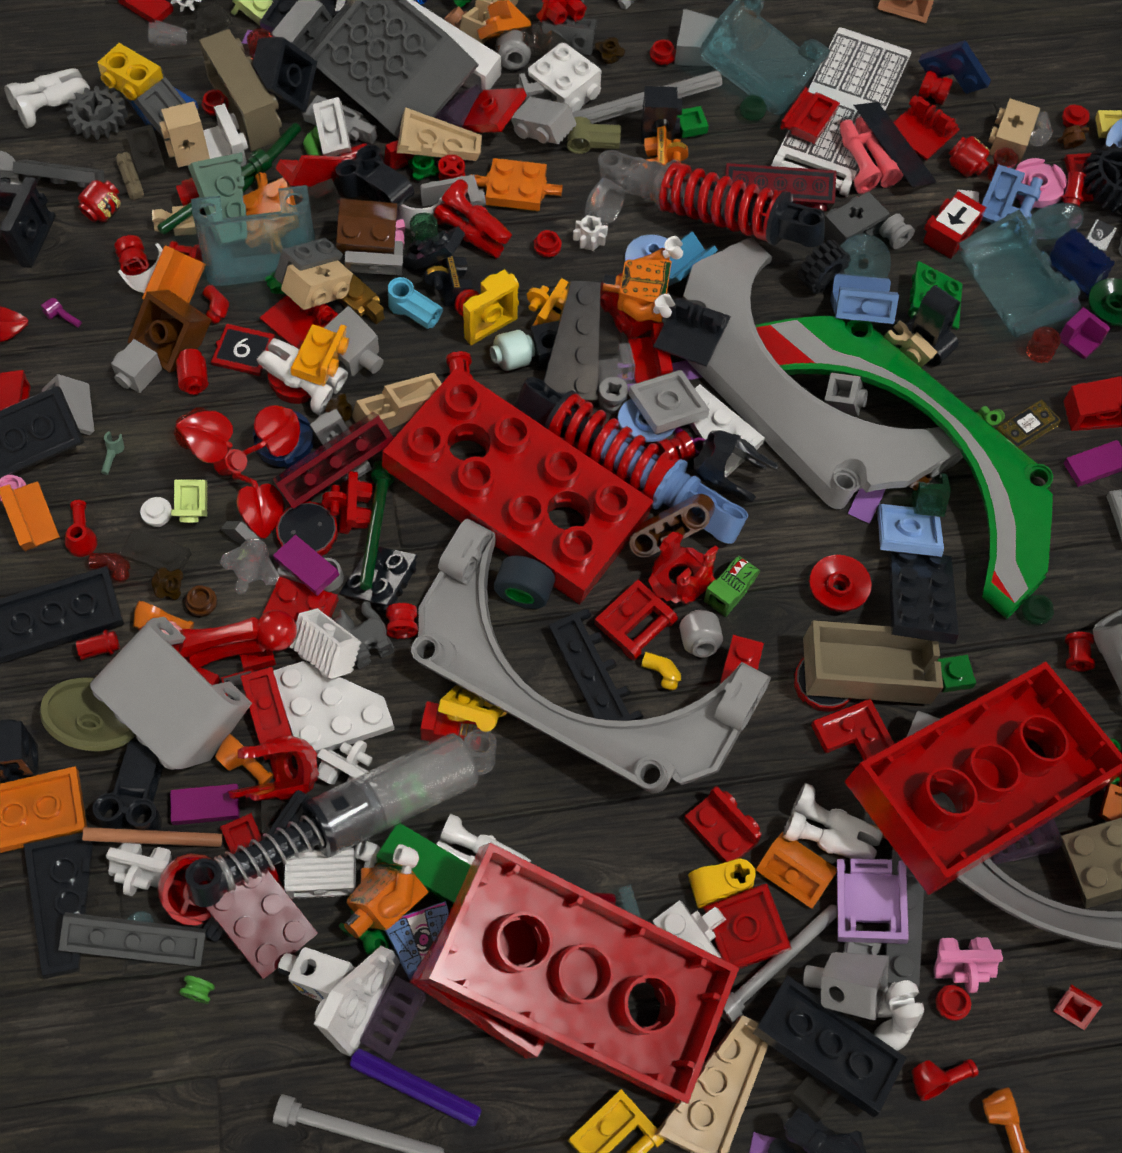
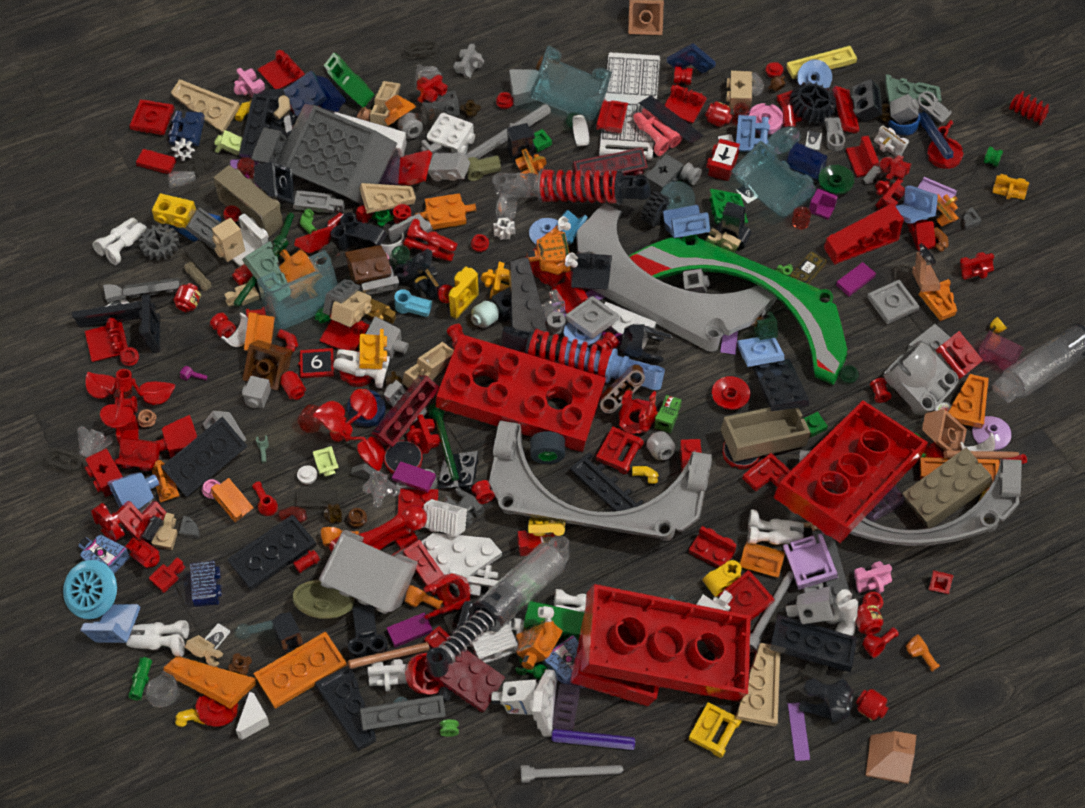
camera: 15 degrees left, 5 degrees down
(332, 127) = (317, 208): white plate -> none
(756, 123) = (580, 130): none -> white helmet
(936, 1034) = (869, 619): none -> red head
(970, 286) = (746, 194): none -> sticker

